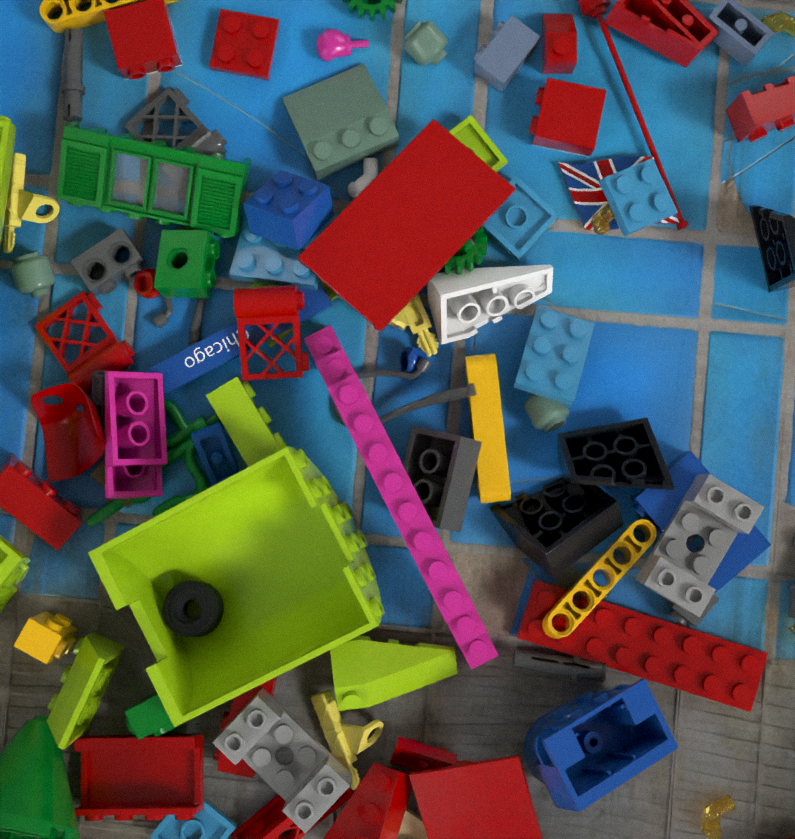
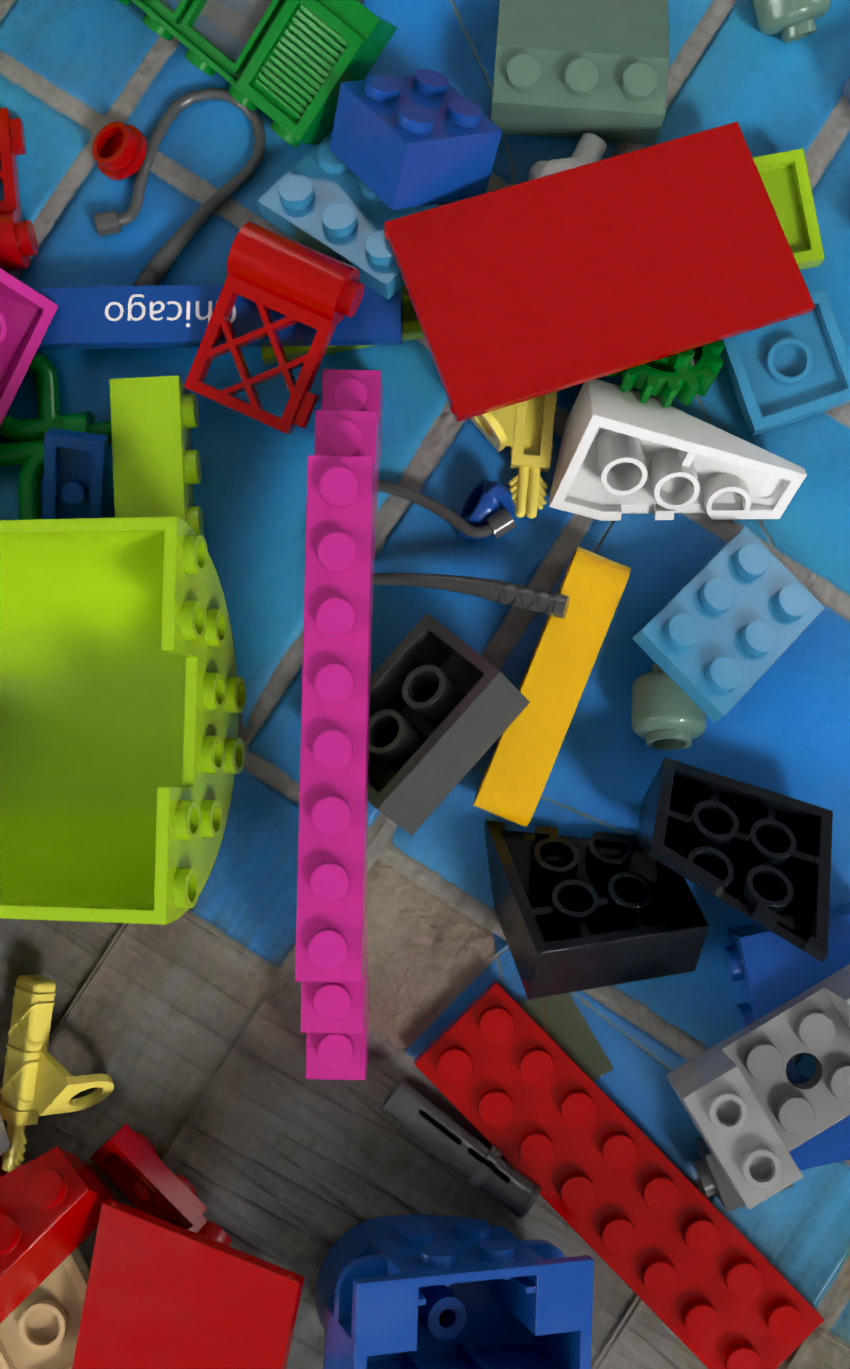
camera: 30 degrees right, 0 degrees up
(105, 255) = (74, 65): dark grey brick -> none
(197, 275) = (195, 146): green brick -> none
(378, 671) = (146, 996): lime wedge -> none
(609, 568) = (633, 1046): yellow beam -> none

